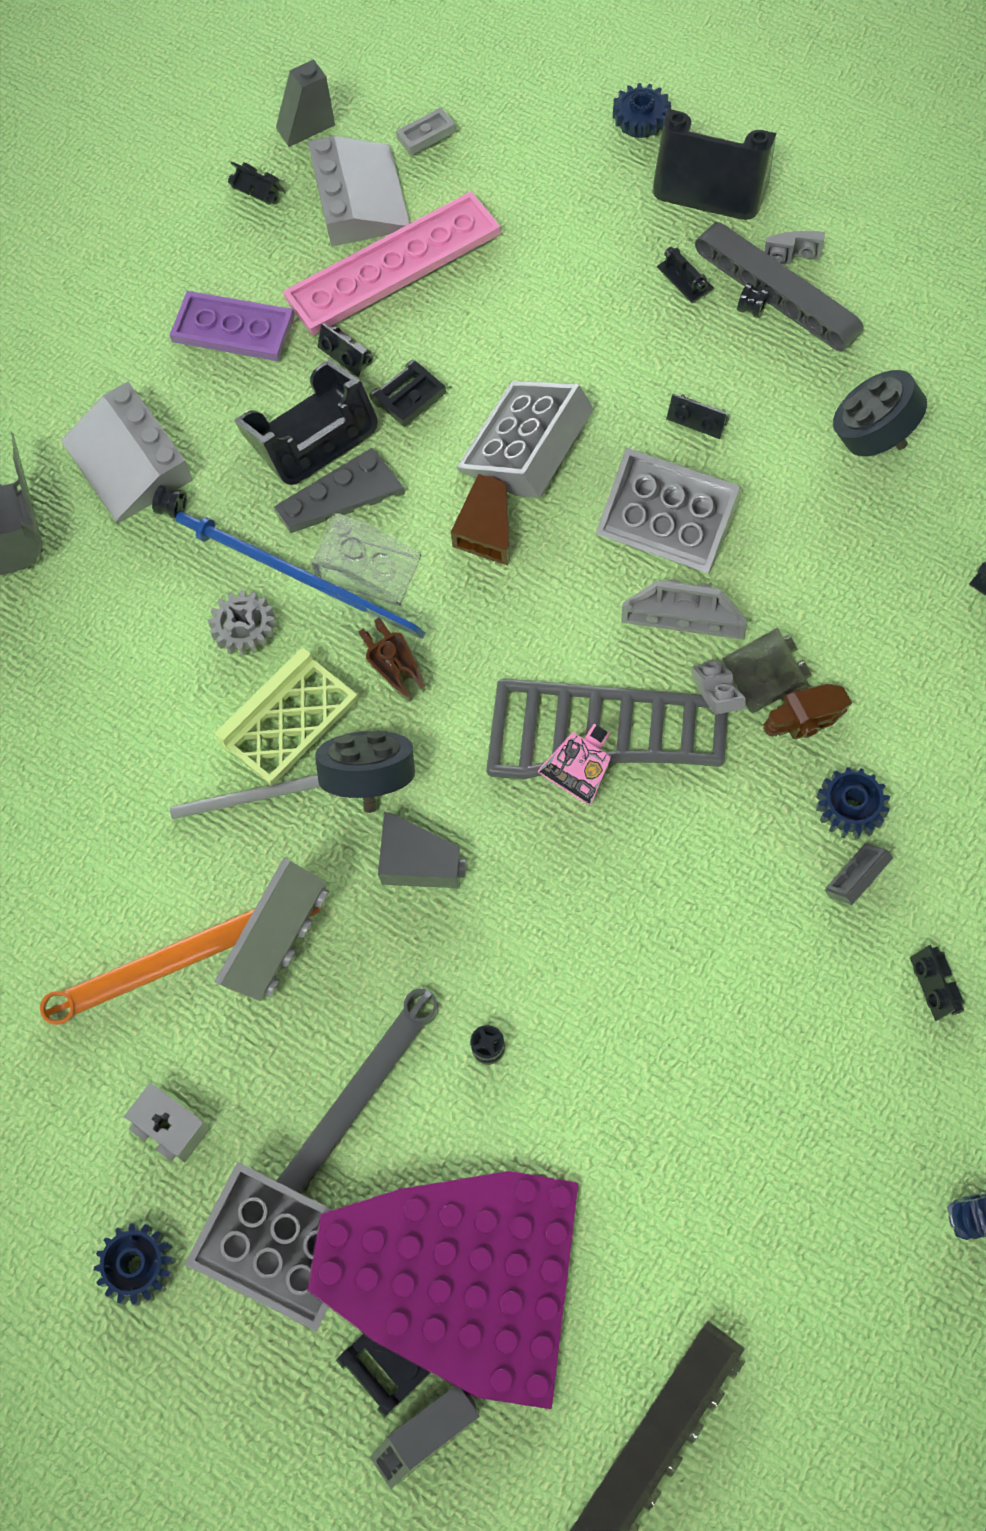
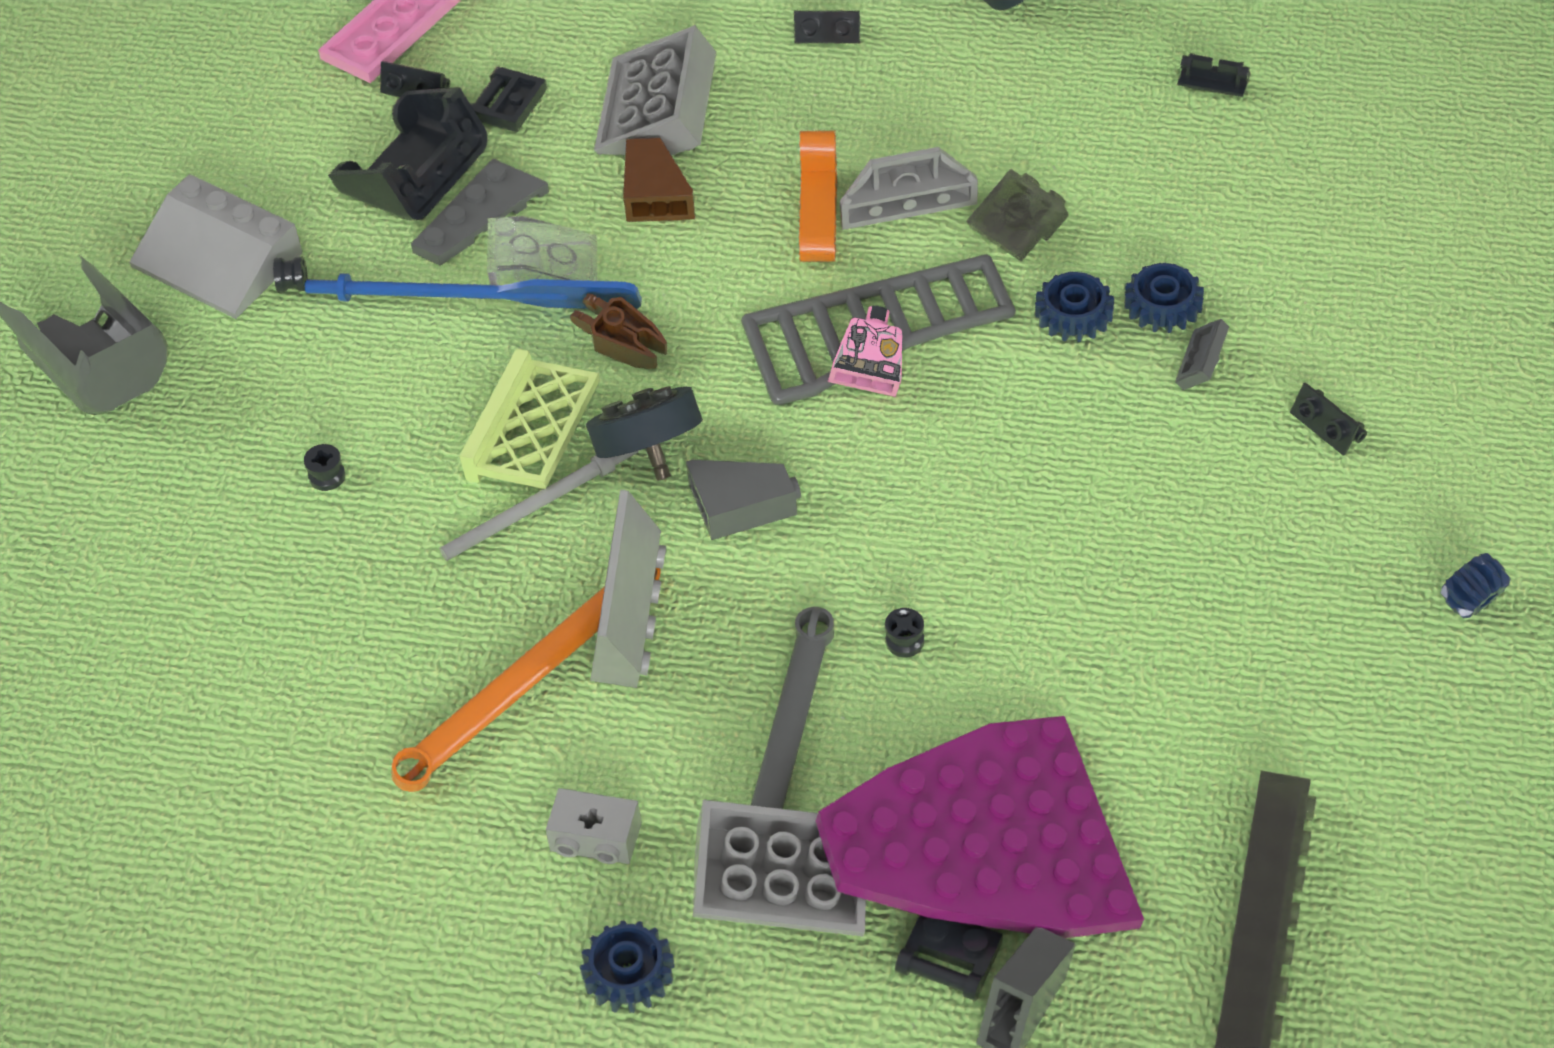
camera: 25 degrees left, 15 degrees down
(120, 703) = (324, 467): none -> black wheel
(232, 325) = (275, 98): medium lavender plate -> none
(244, 611) = (433, 355): light grey gear -> none
(610, 590) = (818, 196): none -> orange beam
(669, 510) = (857, 99): light grey slope -> none
(717, 687) = (975, 245): light grey slope -> none
(768, 796) = (1074, 305): none -> dark blue gear
(808, 711) = (1077, 235): reddish brown hinge -> none

